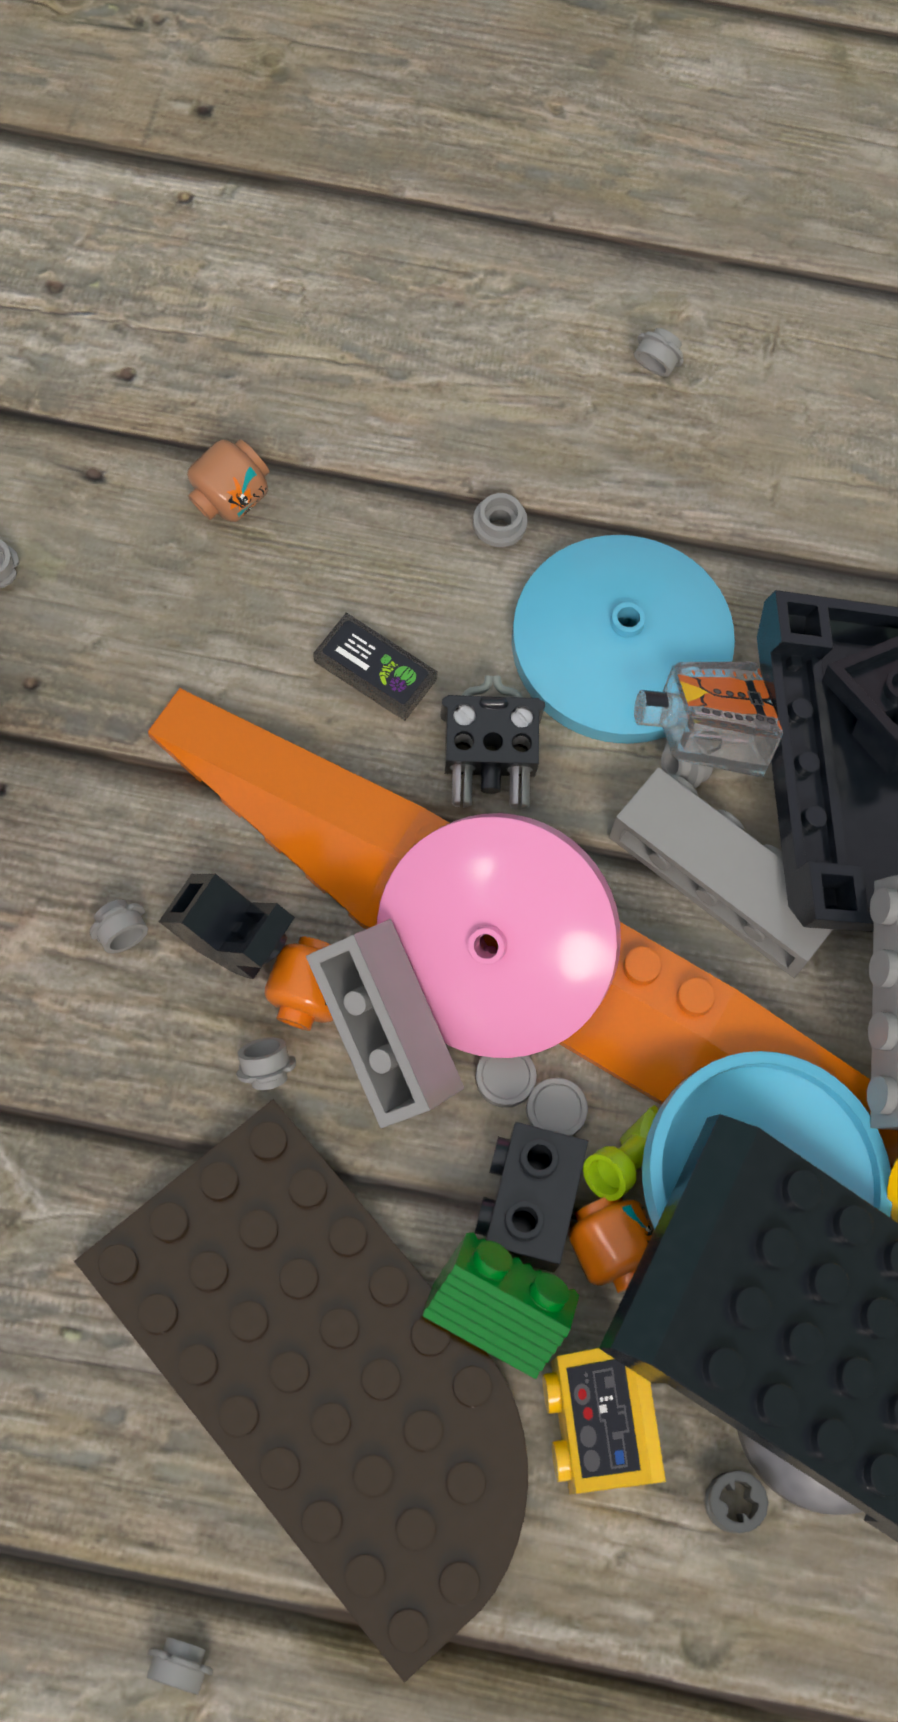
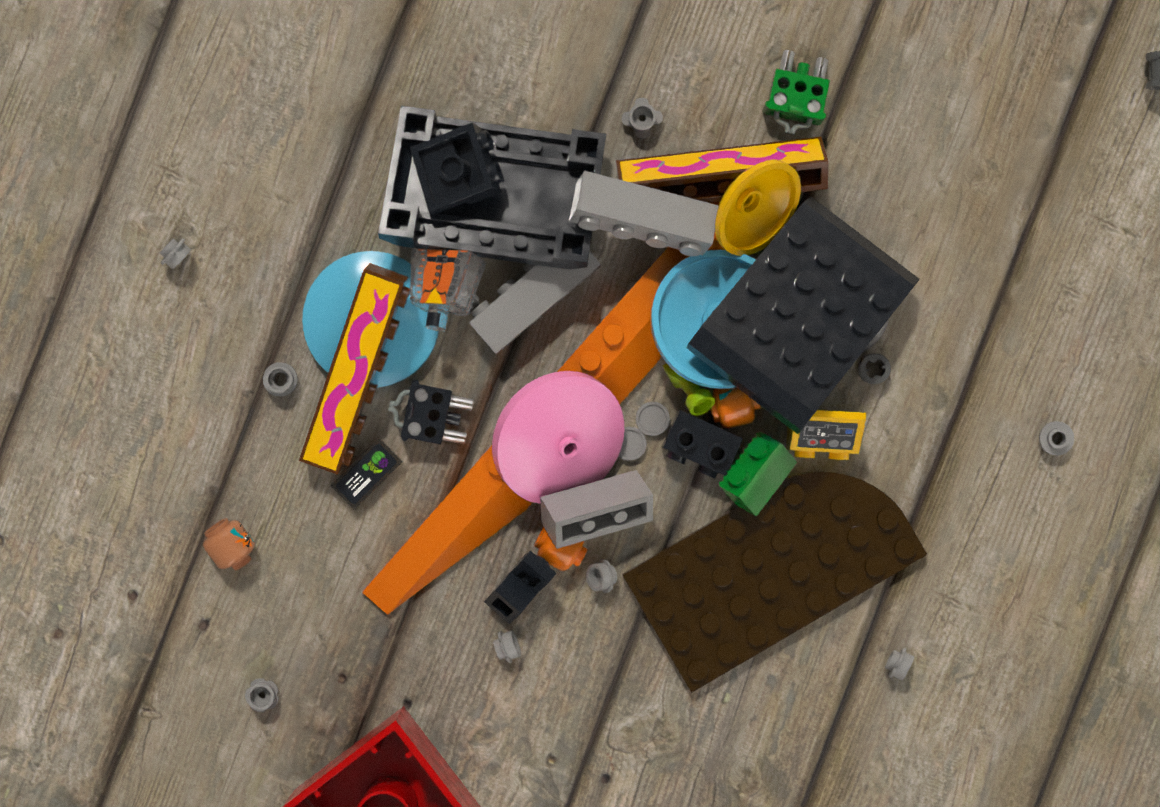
camera: 75 degrees left, 20 degrees up
(547, 603) = (354, 368): none -> brick

